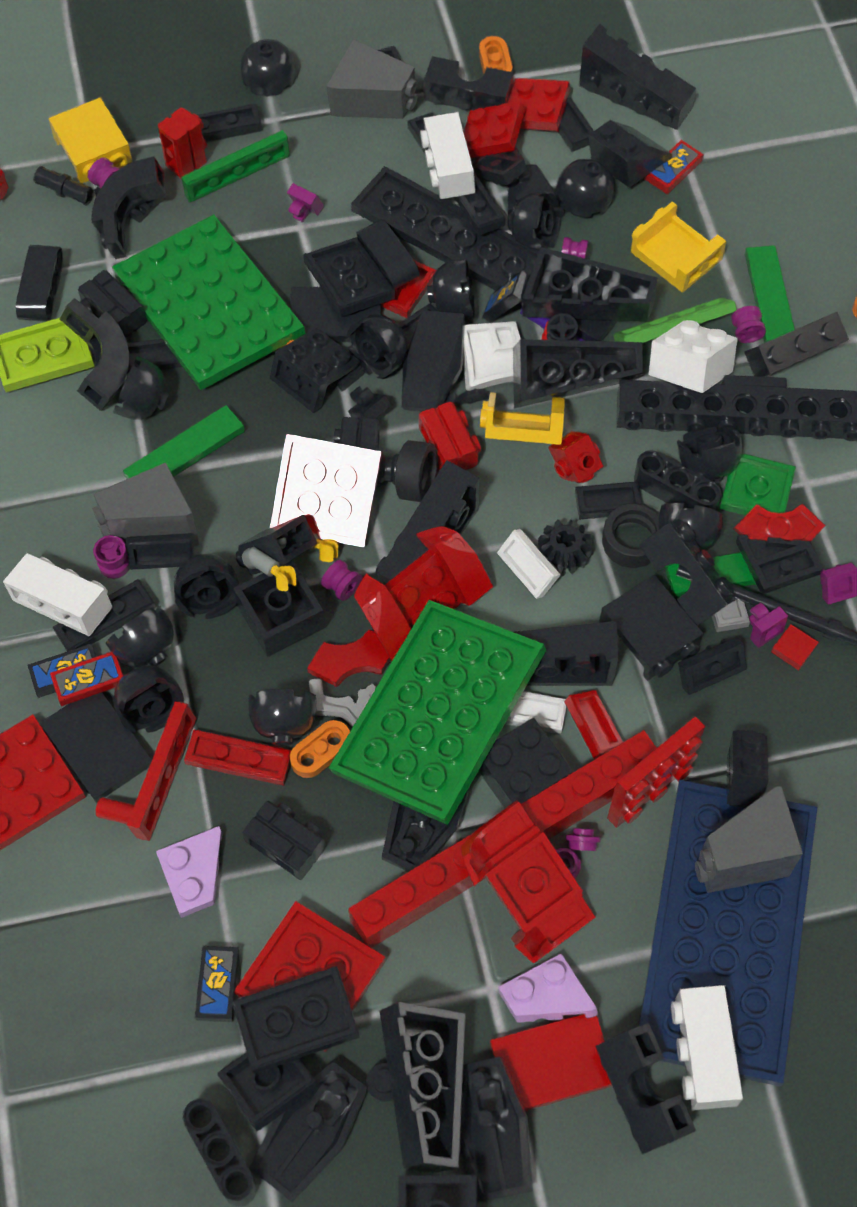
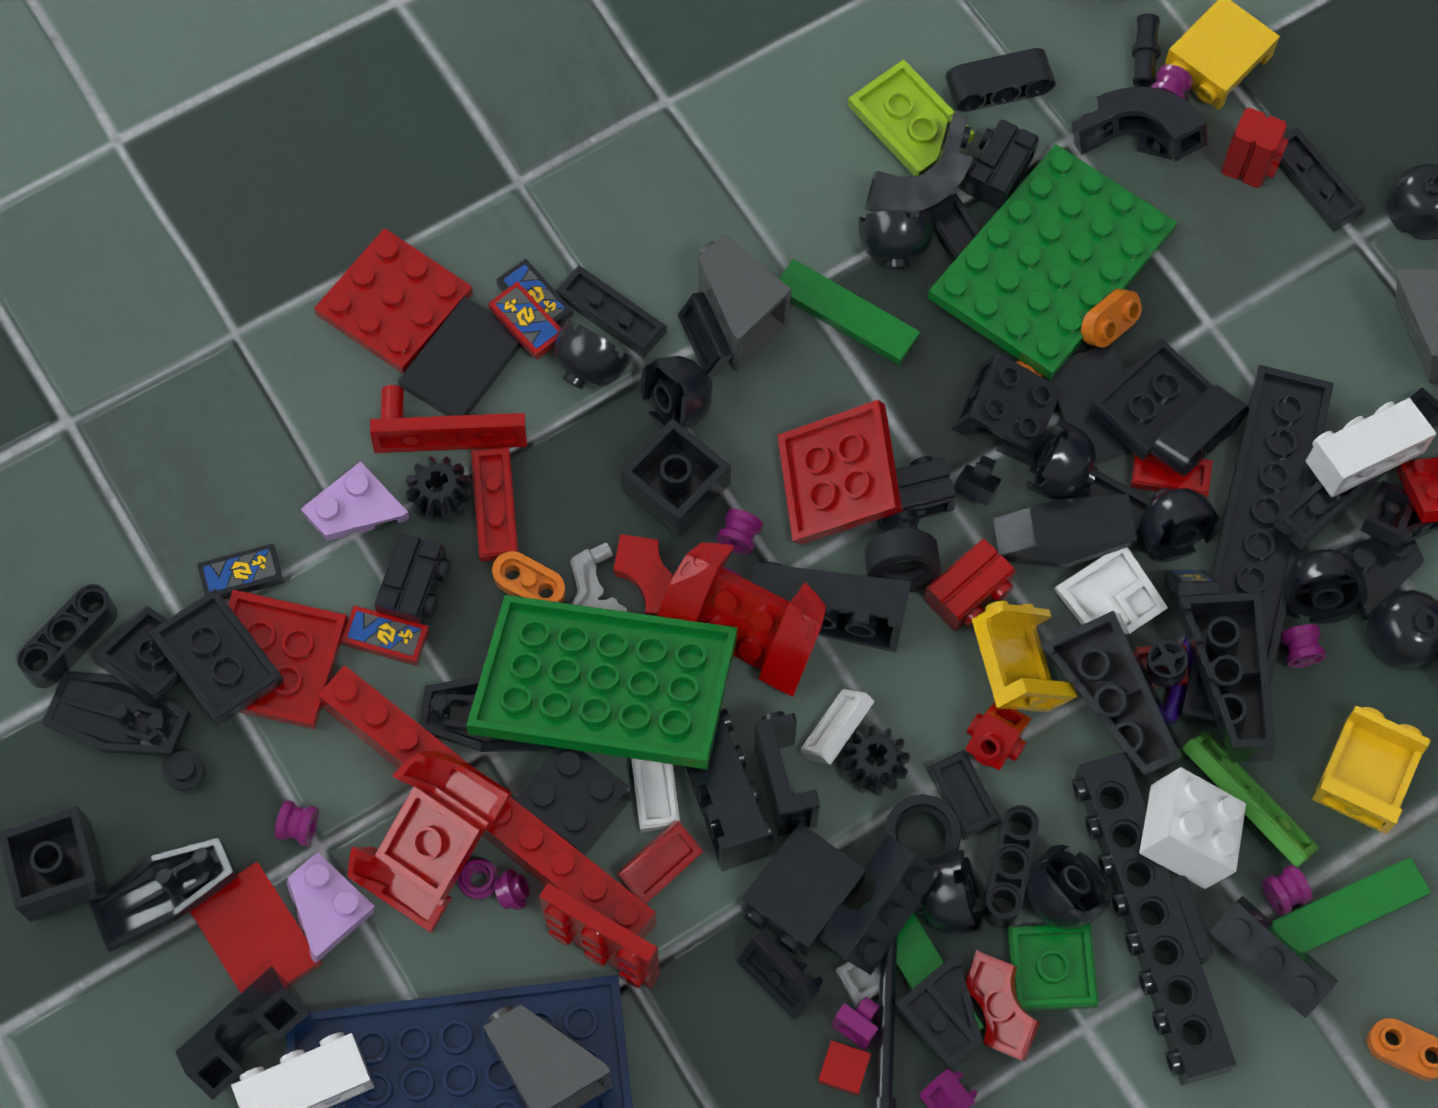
camera: 70 degrees right, 5 degrees up
(58, 593) = (613, 253): white brick -> none
(111, 556) = (679, 280): magenta wheel -> none
(146, 698) = (521, 383): black cylinder -> none
(215, 805) = (423, 486): none -> black gear
(235, 166) = (1257, 220): green tile -> none
(274, 279) = (1111, 318): none -> orange plate
(279, 546) = (747, 448): torso -> none
(282, 715) = (546, 526): black cylinder -> none
(303, 202) = (1237, 312): magenta tile -> none
(323, 877) = (385, 635): none -> tile
(426, 1082) = (193, 804): black wedge -> none
(468, 397) = (1030, 573): black piece -> none
(468, 995) = (296, 823): none -> magenta wheel
(554, 609) = (788, 810): none -> black panel
(747, 768) = (649, 1044): black brick -> none

